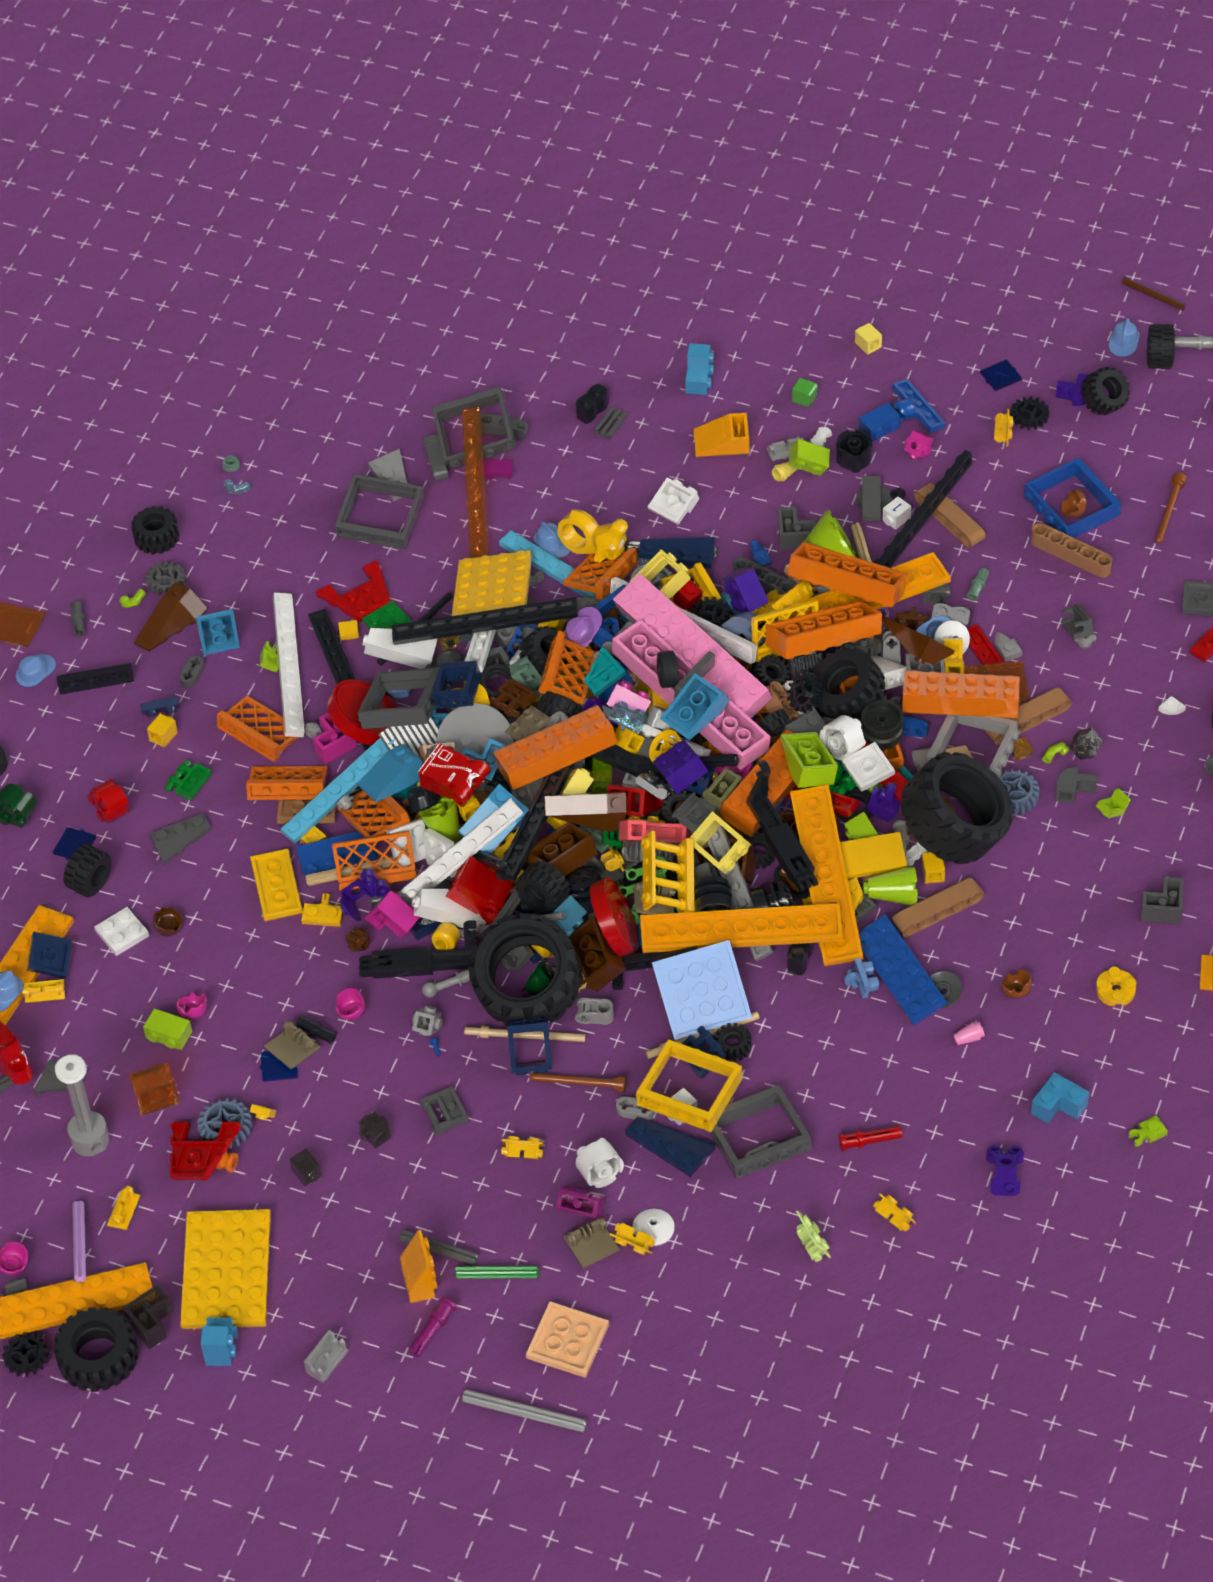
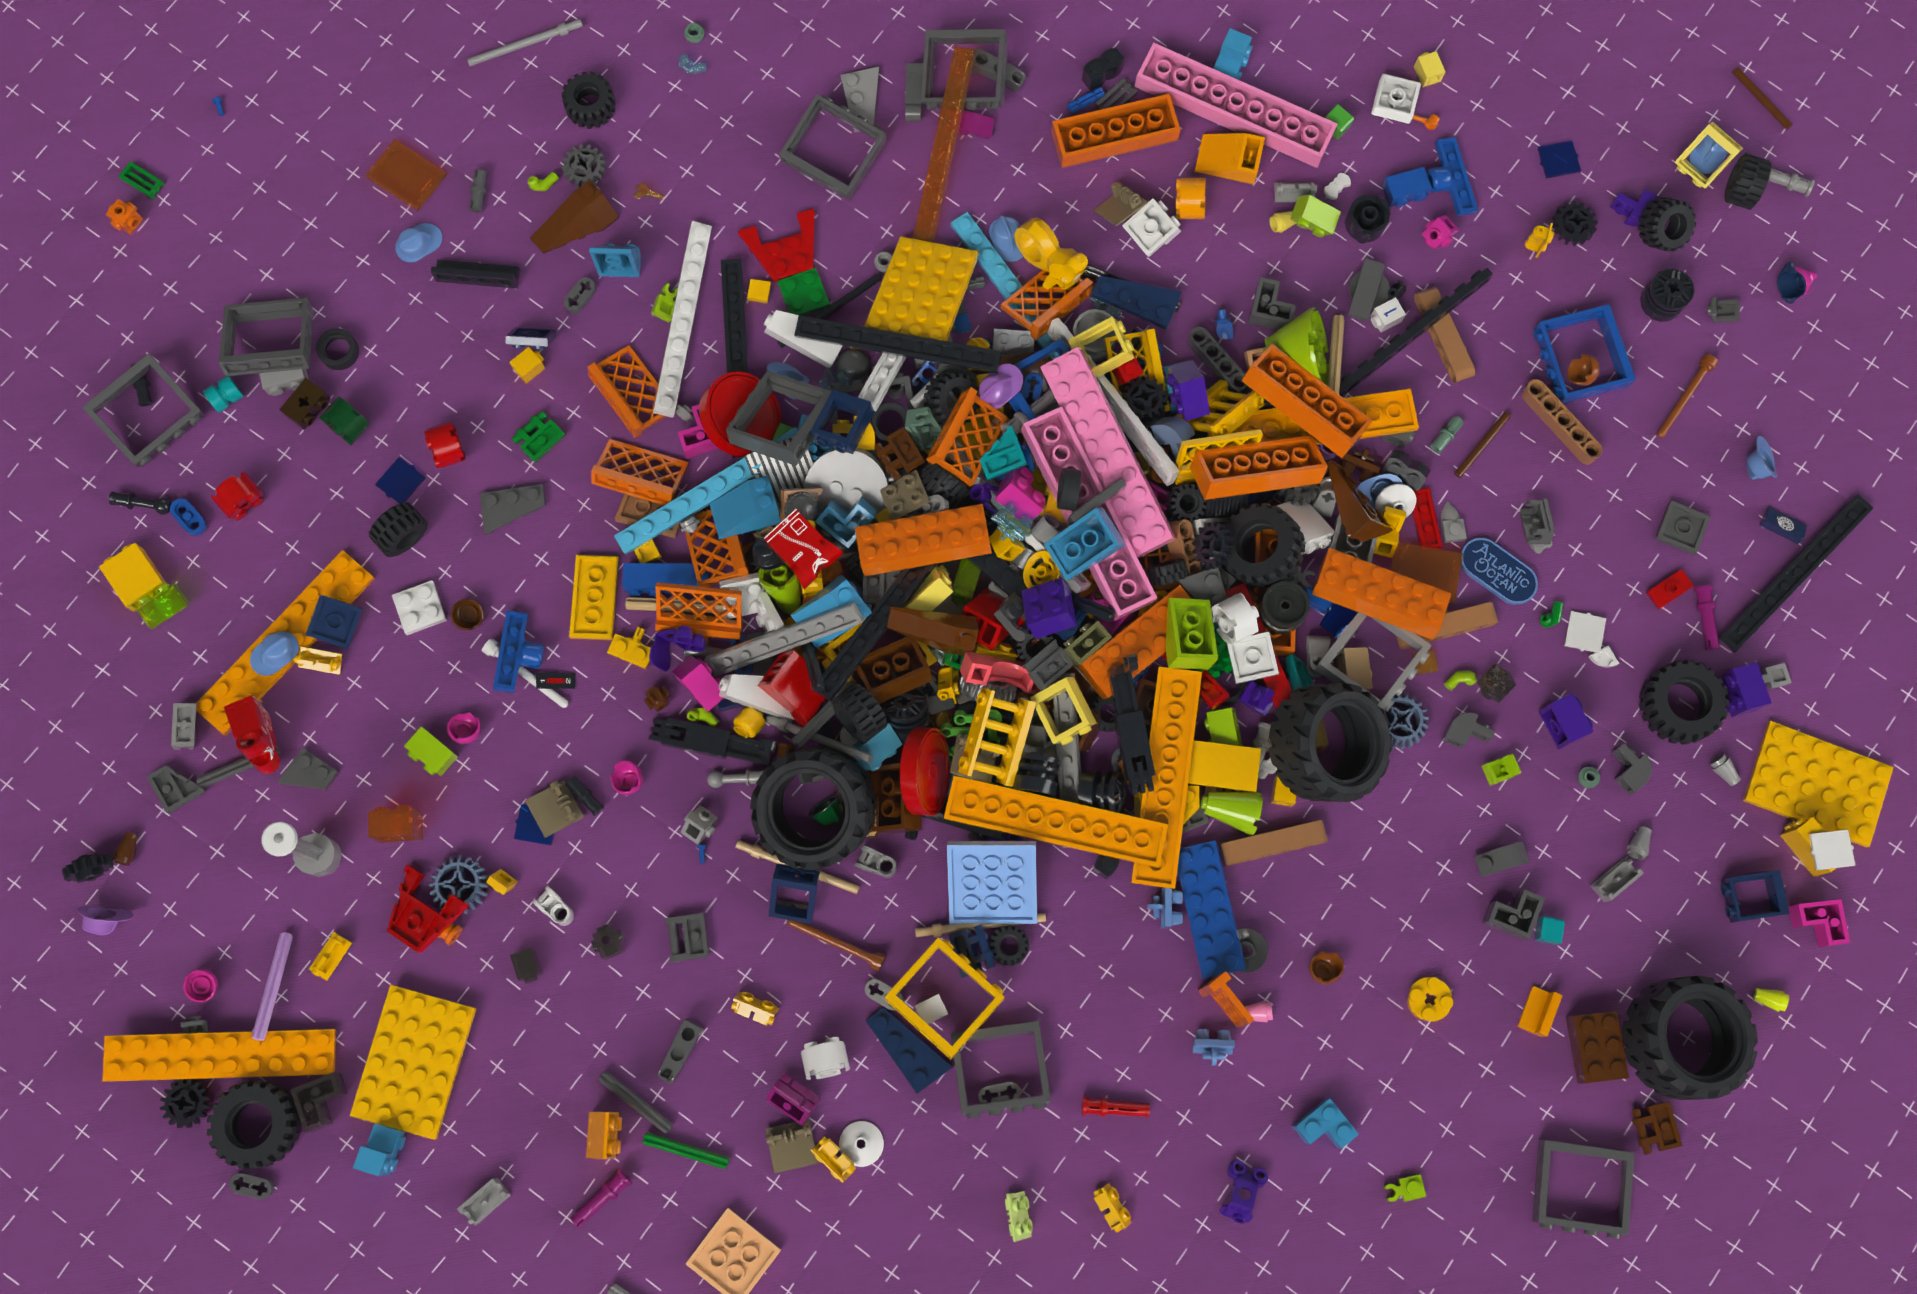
camera: 10 degrees right, 25 degrees up
(106, 1404) = (251, 1191): none -> dark grey beam
(113, 489) = (561, 29): none -> light grey bar
(198, 943) = (492, 648): none -> white piece
(221, 937) = (515, 652): none -> blue plate
(222, 583) = (644, 191): none -> clear yellow hand
(263, 952) = (555, 680): none -> black sticker
(315, 1118) = (551, 903): none -> white piece
(402, 943) = (701, 714): none -> lime arm
(449, 582) = (881, 257): none -> light grey plate
(466, 1194) = (680, 1051): none -> dark grey leg
(584, 430) = (1085, 100): none -> blue axle
(618, 441) = (1115, 130): none -> orange brick
(642, 488) = (1120, 205): none -> dark tan hinge
(699, 471) = (1190, 198): none -> light orange brick
(713, 399) = (1235, 104): none -> bright pink brick
(847, 364) = (1406, 94): none -> white brick
(883, 375) = (1429, 123): none -> orange hand
(923, 1012) = (1227, 999): none -> orange fence
(931, 729) = (1337, 619): none -> clear blue piece
(939, 1068) = (1213, 1048): none -> medium blue hips
(1011, 584) = (1482, 445): none -> reddish brown bar
(1058, 668) = (1498, 571): none -> tile
(1113, 316) = (1723, 140): none -> light yellow window
(1117, 689) = (1553, 617): none -> green arm
(1125, 440) = (1660, 302): none -> black wheel
(1139, 863) = (1502, 859): none -> dark grey brick
(1148, 691) = (1585, 632): none -> white piece
(1154, 753) = (1566, 721): none -> dark purple brick
(1178, 441) = (1724, 310): none -> dark grey bracket
(1191, 797) = (1584, 781): none -> sand green plate
(1199, 908) = (1549, 930): none -> teal piece

